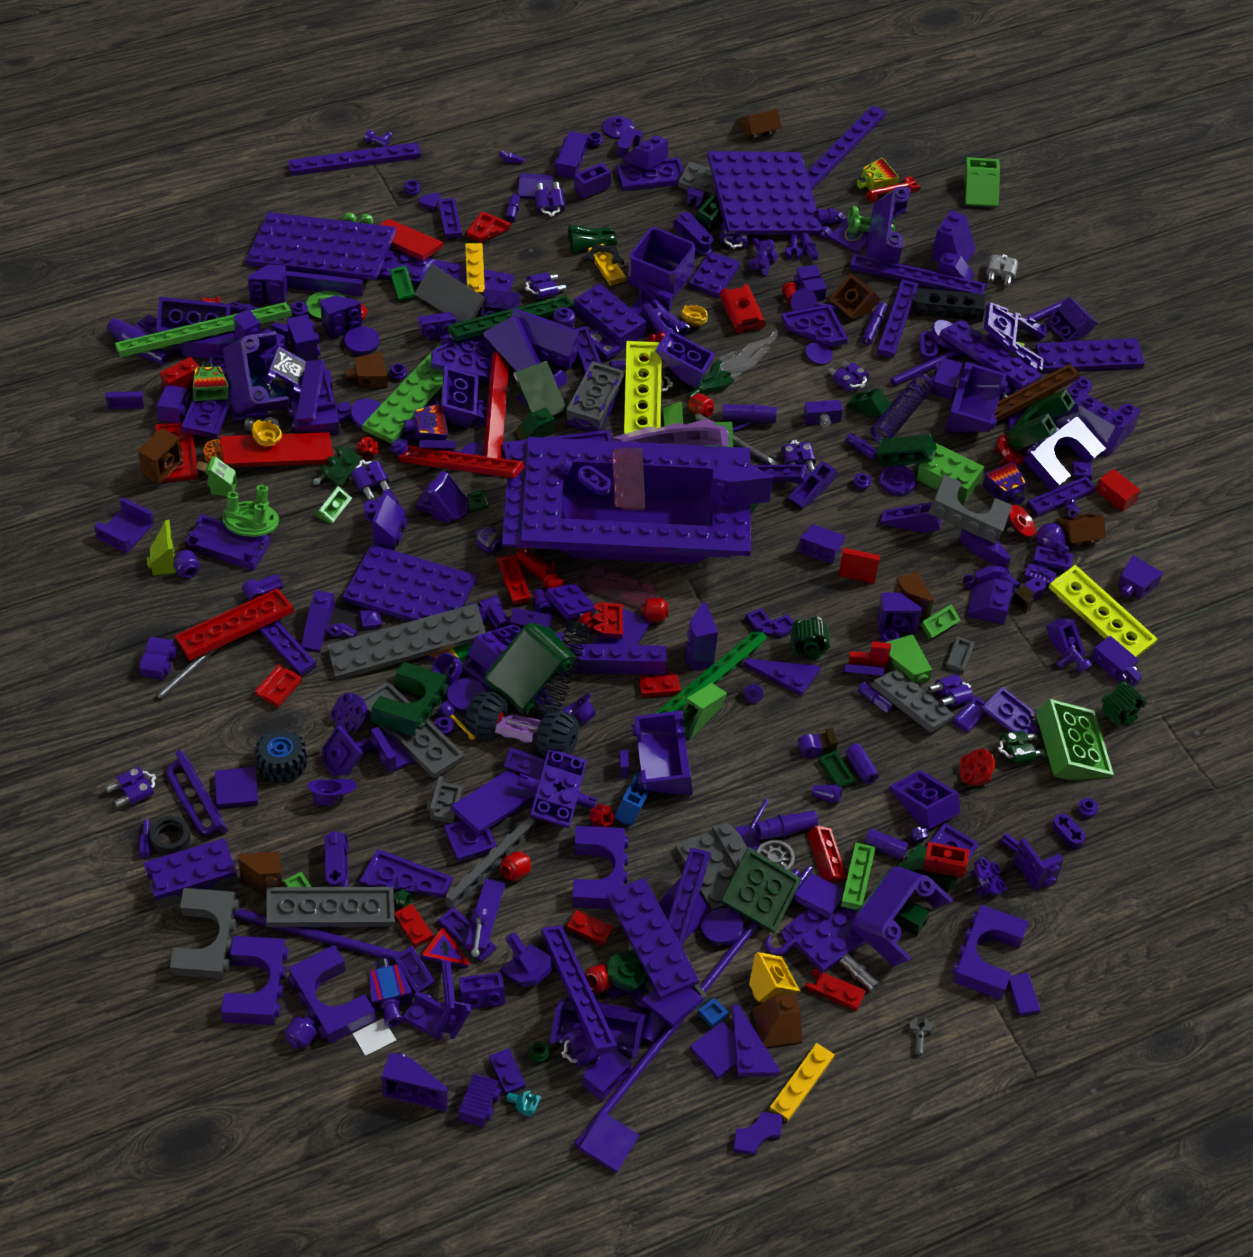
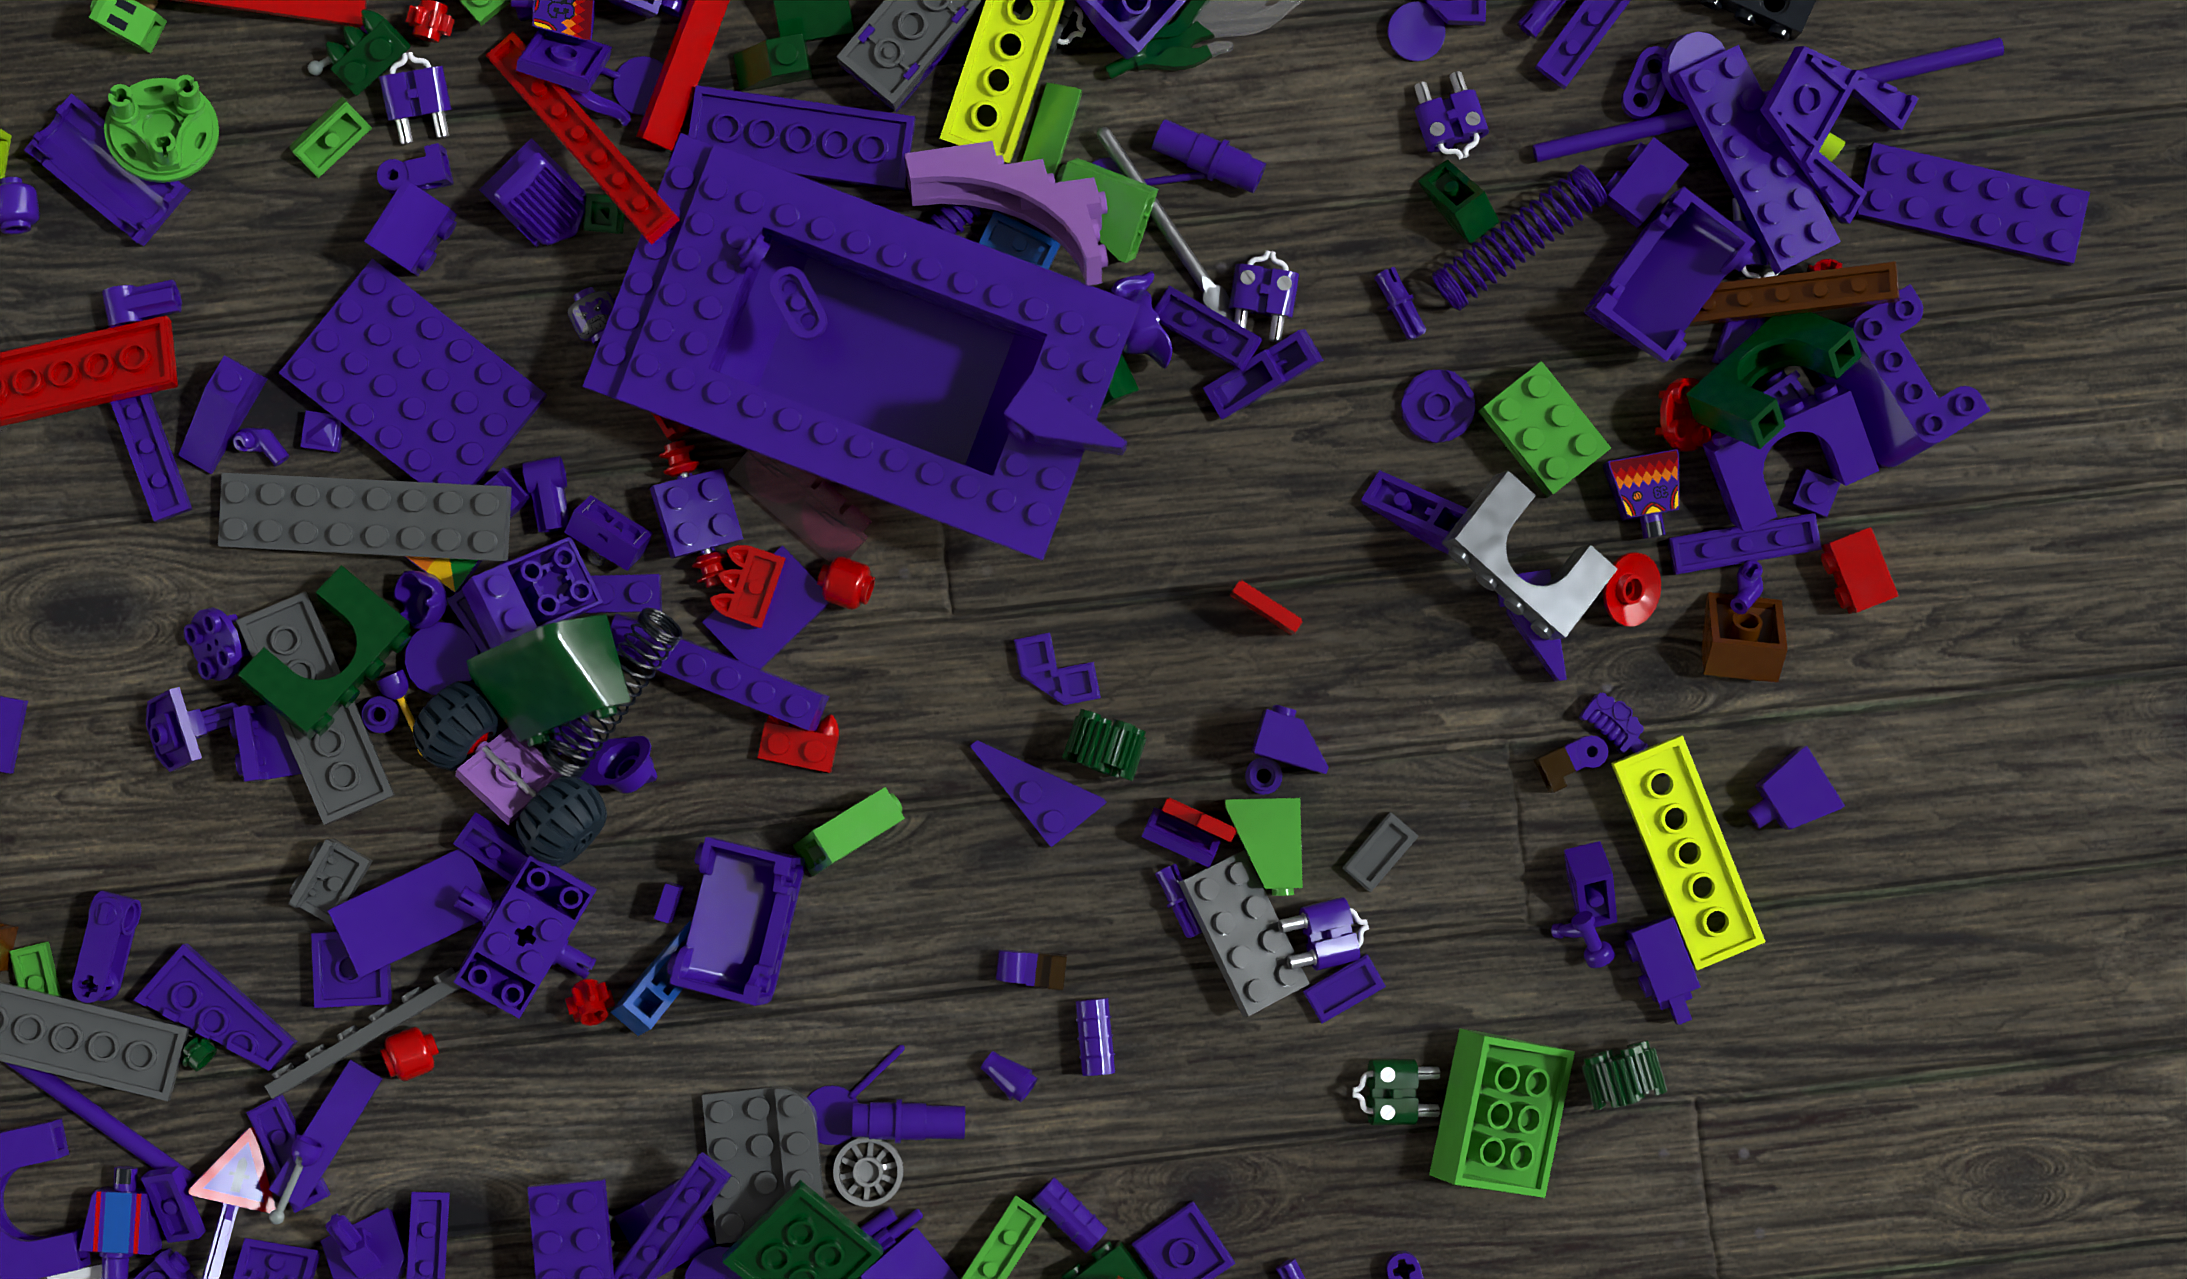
camera: 30 degrees right, 35 degrees up
(278, 686) = (110, 536): red plate -> none
(281, 755) = (85, 700): black wheel -> none
(330, 791) = (135, 798): dark purple piece -> none
(399, 446) = (493, 36): dark purple plate -> none
(413, 925) = (204, 1107): red plate -> none
(513, 580) = (609, 439): red plate -> none
(541, 602) = (640, 501): dark purple cone -> none
(590, 928) = (498, 1207): red plate -> none
(606, 843) = (589, 1064): dark purple arch -> none
(628, 478) = (876, 315): clear pink windscreen -> none
(701, 405) = (1119, 107): red head -> none
(701, 640) = (892, 696): dark purple slope -> none
(716, 671) = (886, 765): green plate -> none
(753, 693) = (960, 819): dark purple plate -> none
(821, 543) = (1225, 517): dark purple bracket -> none
(822, 412) = (1356, 199): dark purple piece -> none
(826, 854) = (961, 1196): red slope -> none
(836, 770) = (1047, 1029): dark green tile -> none
(862, 481) = (1362, 400): dark purple plate -> none
(906, 450) = (1475, 359): dark green brick -> none
(915, 590) = (1335, 713): reddish brown slope -> none
(919, 834) = (1135, 1214): dark purple plate -> none
(926, 799) = (1178, 1143): dark purple slope -> none
(940, 621) = (1371, 772): bright green plate -> none
(977, 767) = (1287, 1131): red plate -> none
(990, 573) = (1521, 698): dark purple arm -> none
(991, 600) = (1488, 754): dark purple slope -> none
(1011, 712) = (1413, 1013): dark purple tile -> none
(1052, 537) = (1674, 647): dark purple hair -> none
(1052, 559) = (1654, 693): dark purple plate -> none
(1071, 321) = (1973, 108): dark purple slope -> none
(1084, 810) = (1459, 1241): dark purple plate -> none

